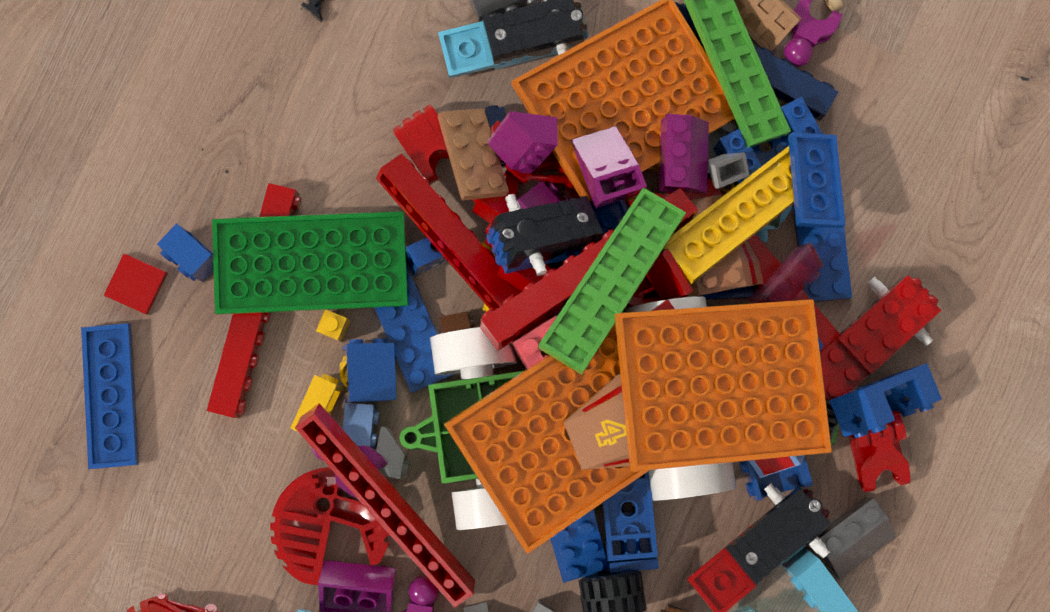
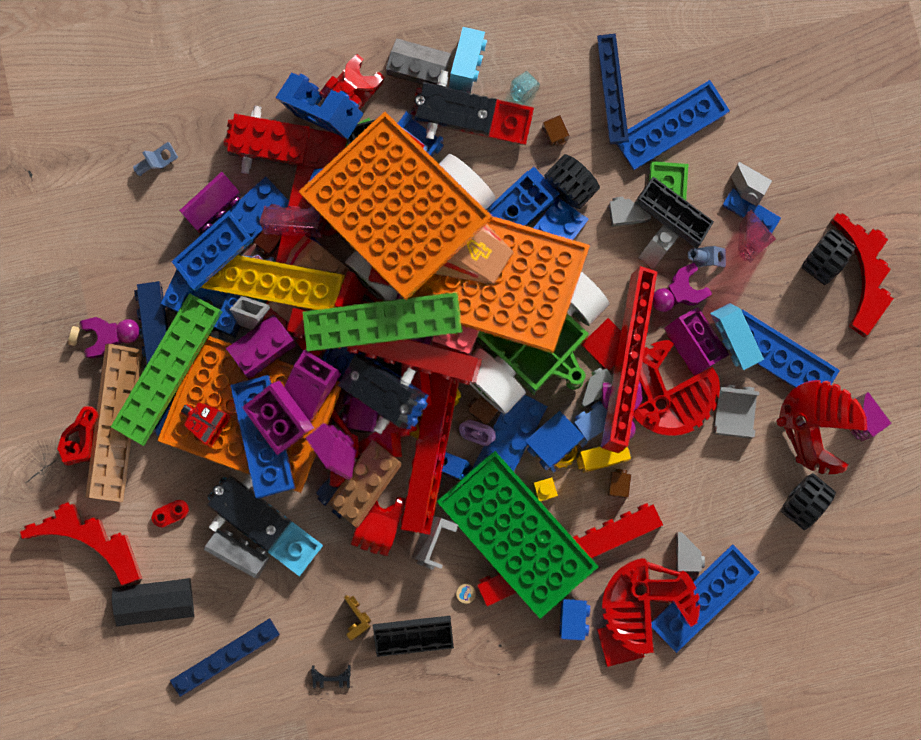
camera: 135 degrees left, 0 degrees up
(110, 571) = (808, 501): none -> black wheel
(152, 313) = (631, 614): none -> red piece
(159, 412) = (688, 555): none -> light grey slope
(257, 572) = (736, 412): none -> light grey panel
(281, 402) = (619, 484): none -> reddish brown brick
(299, 176) = (466, 593): none -> tan tile
(300, 96) = (413, 636): none -> black piece
(354, 60) = (357, 629): none -> pearl gold bracket
(369, 168) = (427, 542): none -> light grey panel
(427, 498) = (604, 344): none -> red tile
(439, 304) = (479, 433): none -> lavender plate
(593, 87) = (268, 470): none -> blue plate
(599, 112) = (278, 417): none -> magenta slope
(650, 46) = (205, 422): none -> red torso
(782, 245) = (267, 243): none -> reddish brown brick
(866, 222) = (210, 203): none -> magenta slope
(950, 203) = (155, 160): none -> sand blue bracket

